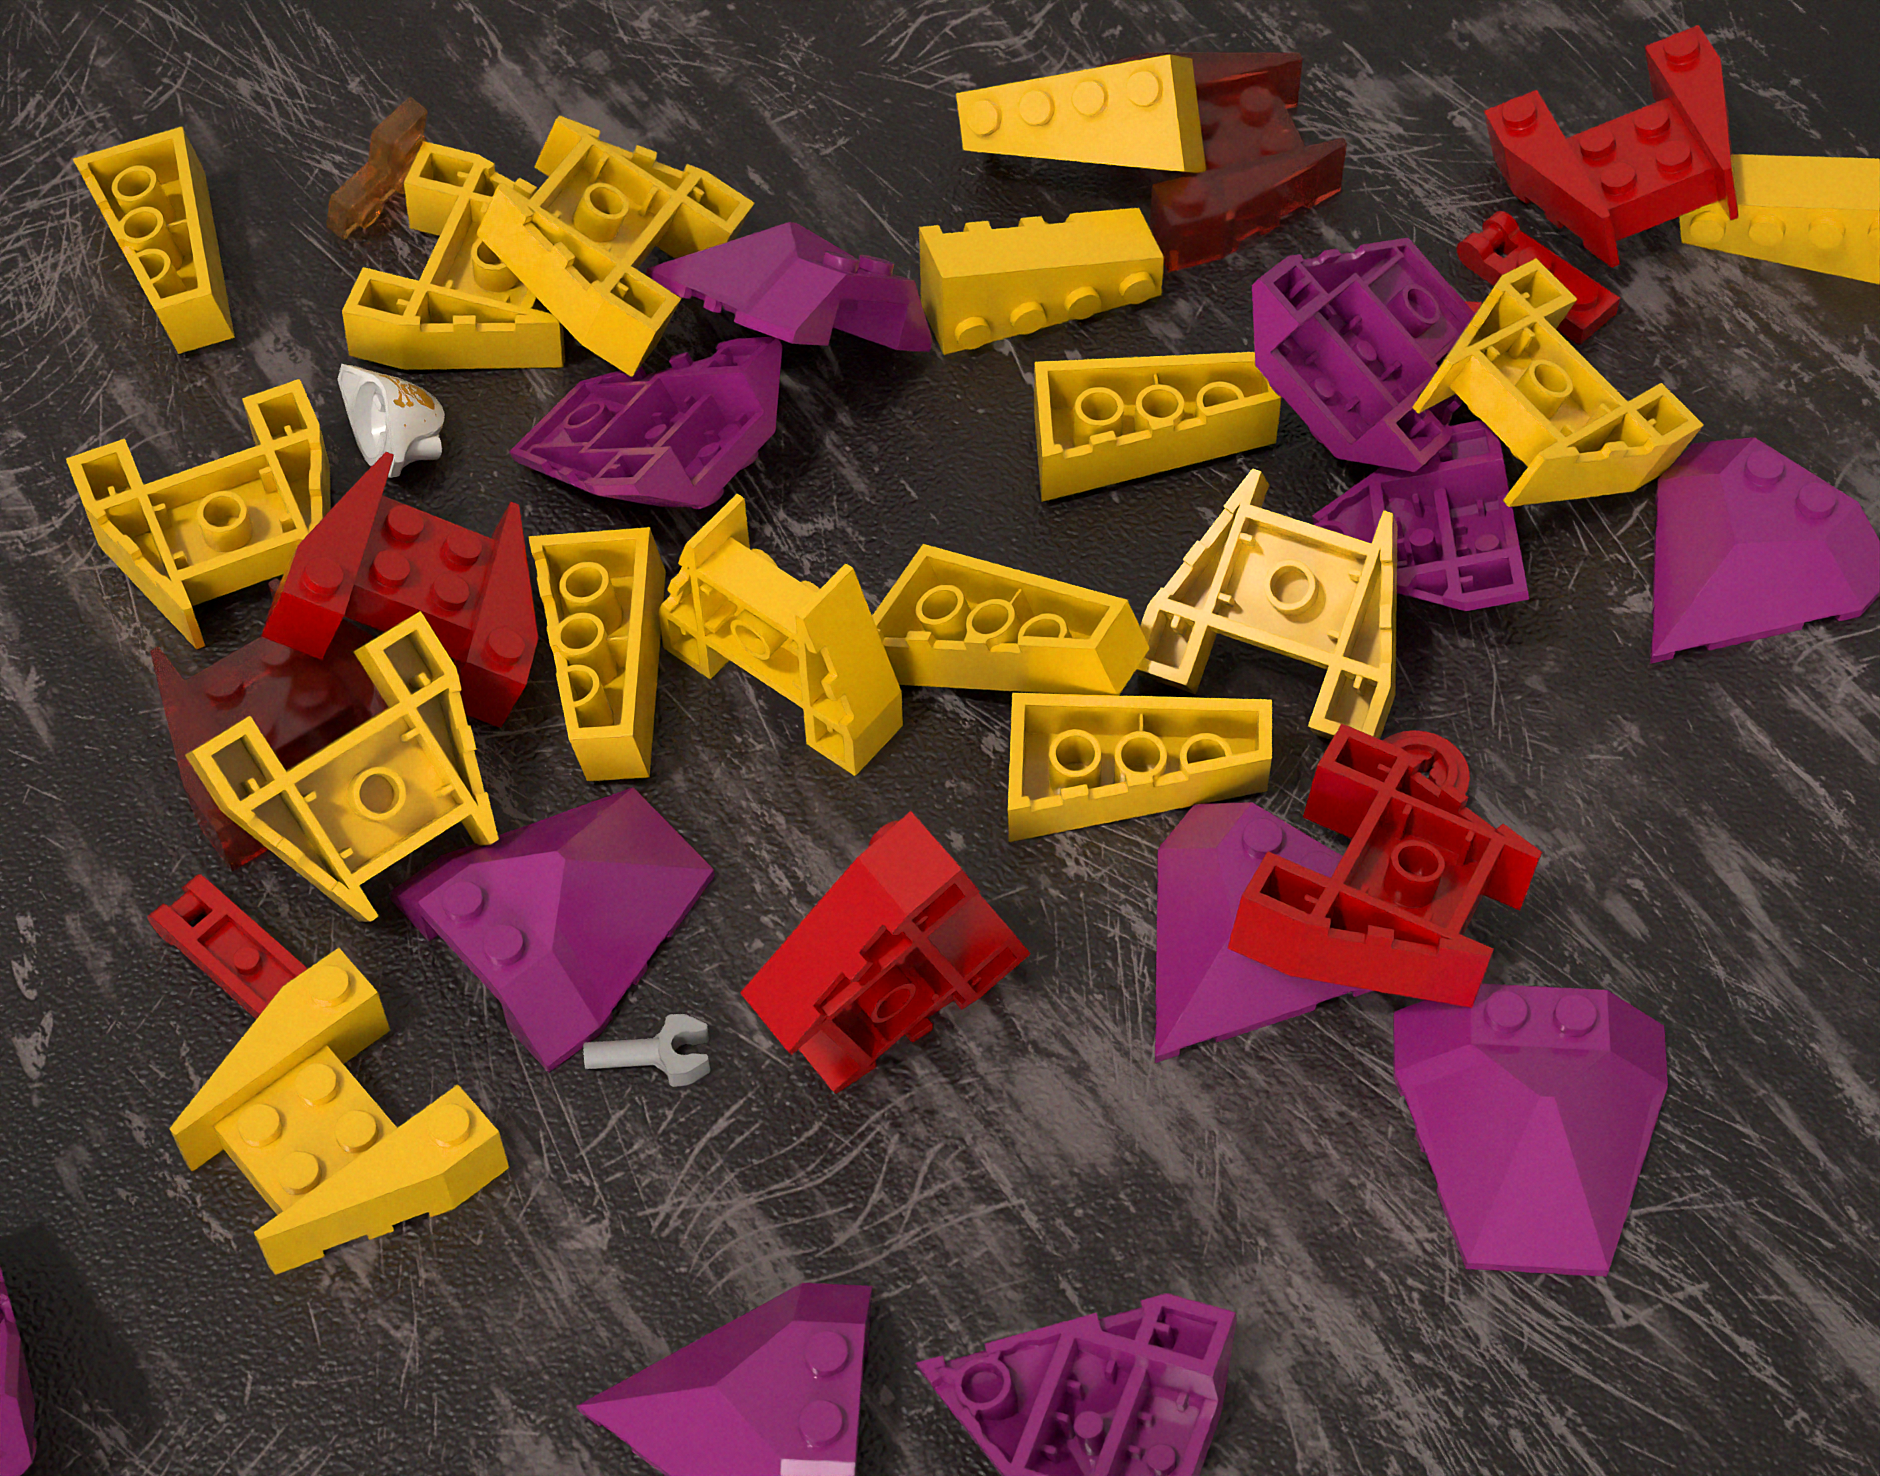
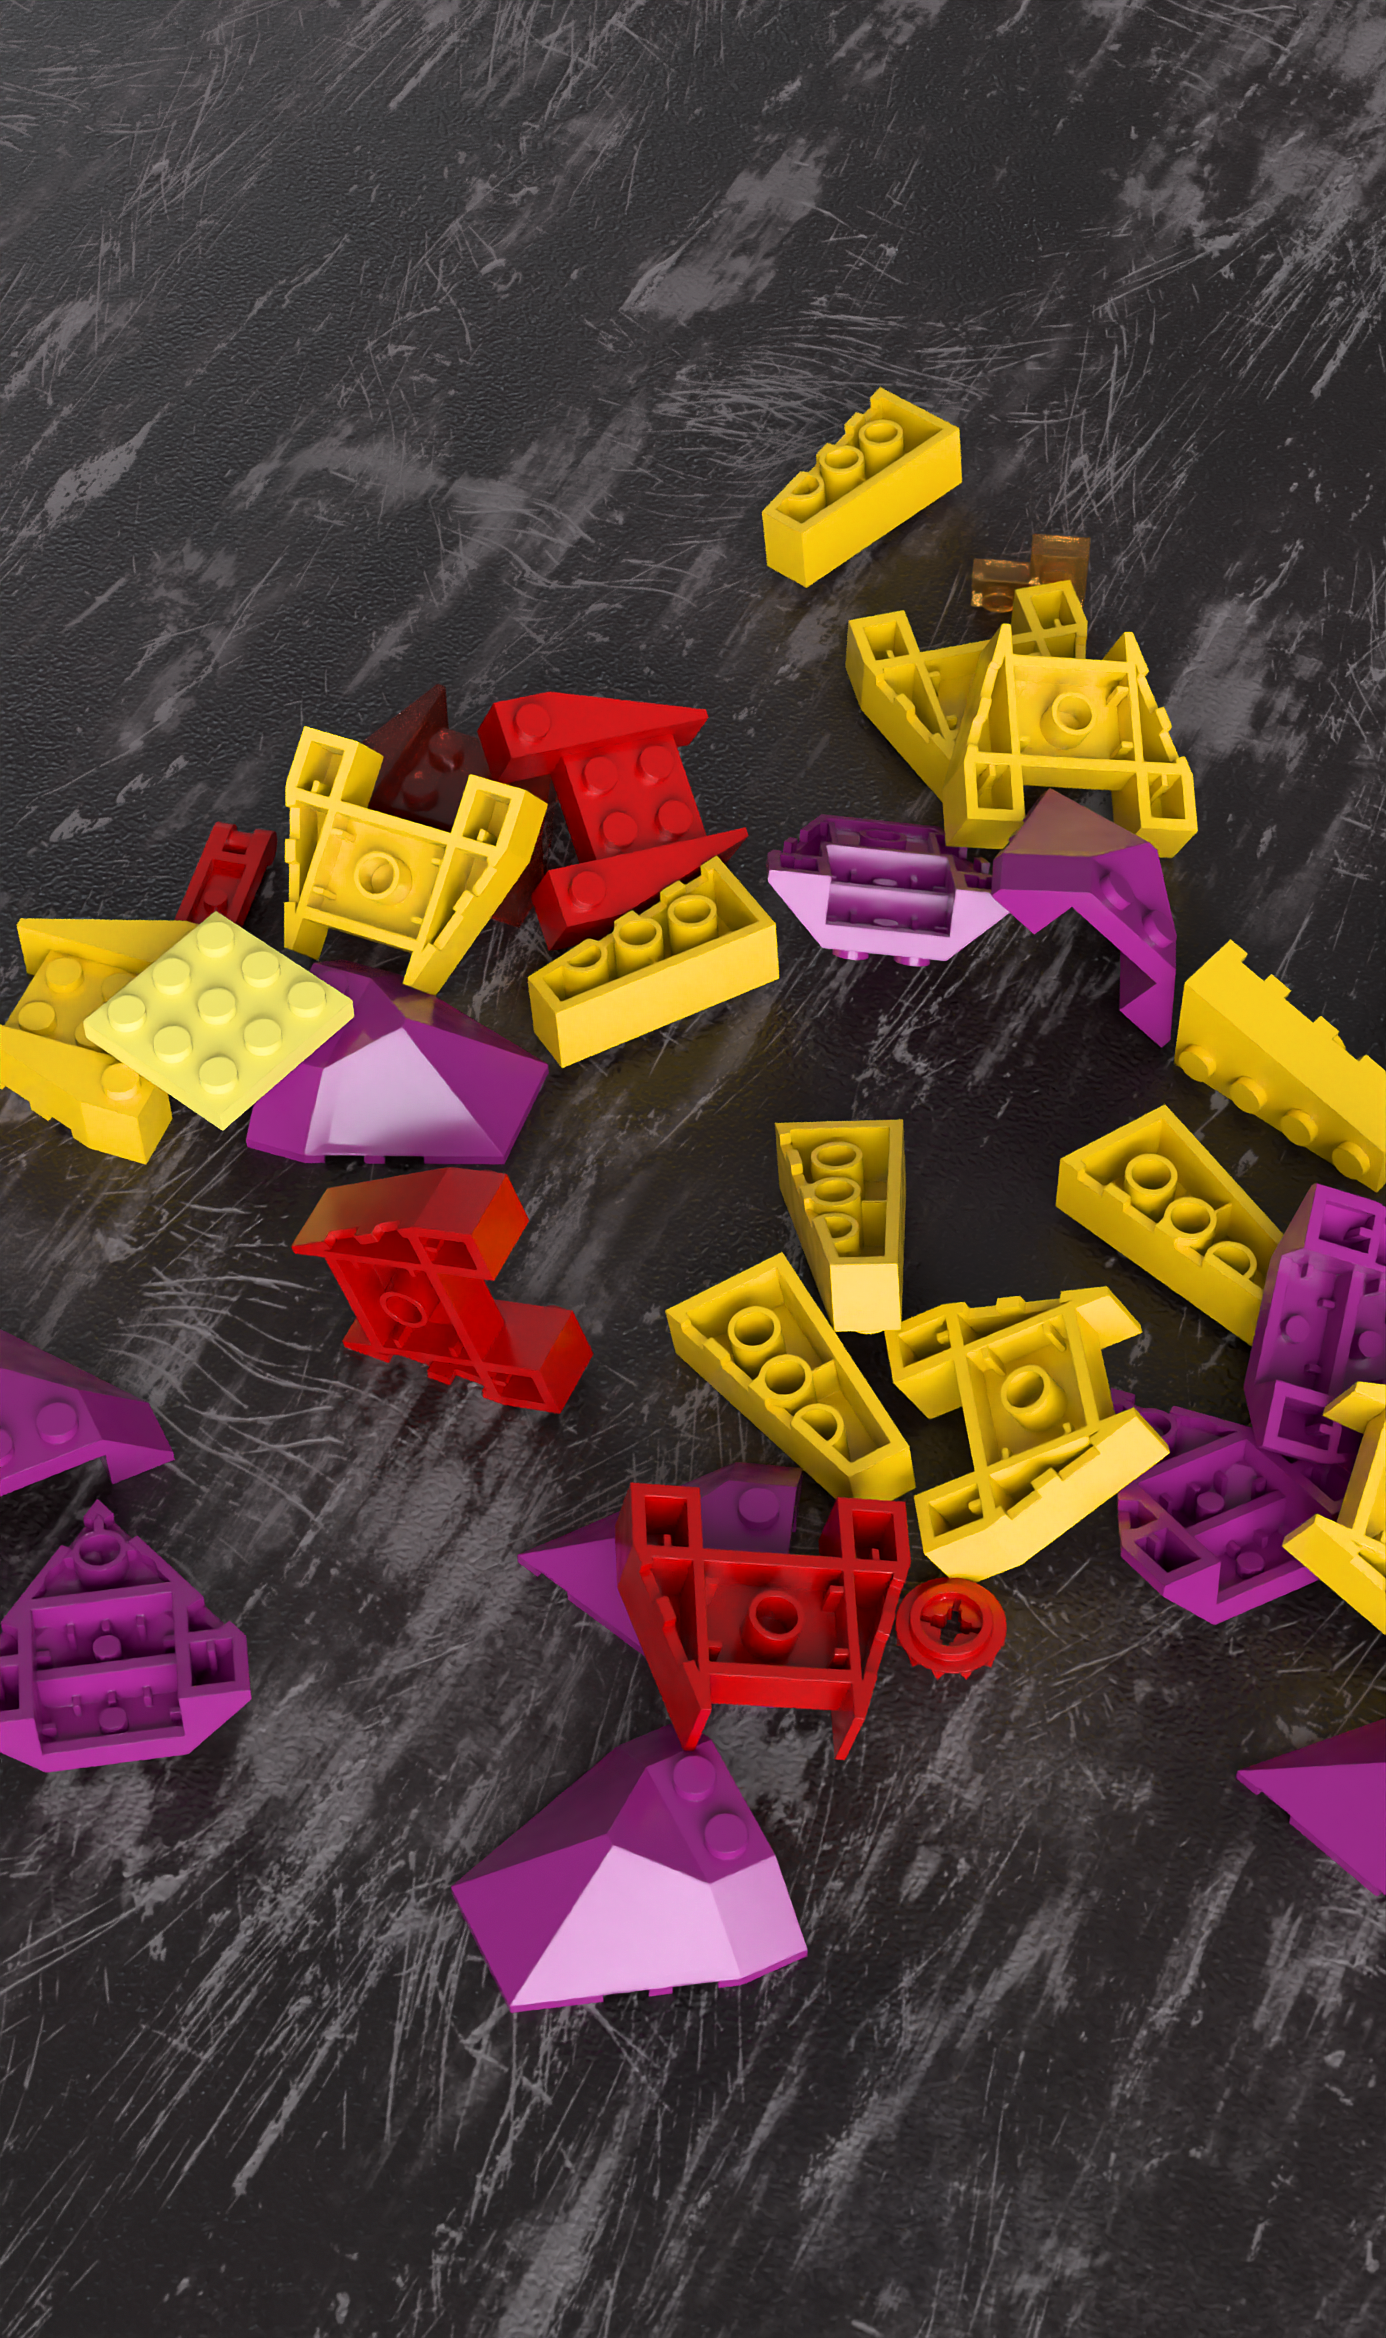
camera: 60 degrees right, 5 degrees down
(217, 521) = (583, 646): yellow wedge -> none
(391, 417) = (793, 727): white hat -> none
(446, 1005) = (219, 1020): none -> light yellow plate
(656, 1051) = (293, 1189): light grey bar -> none
(788, 634) = (721, 1042): yellow wedge -> none

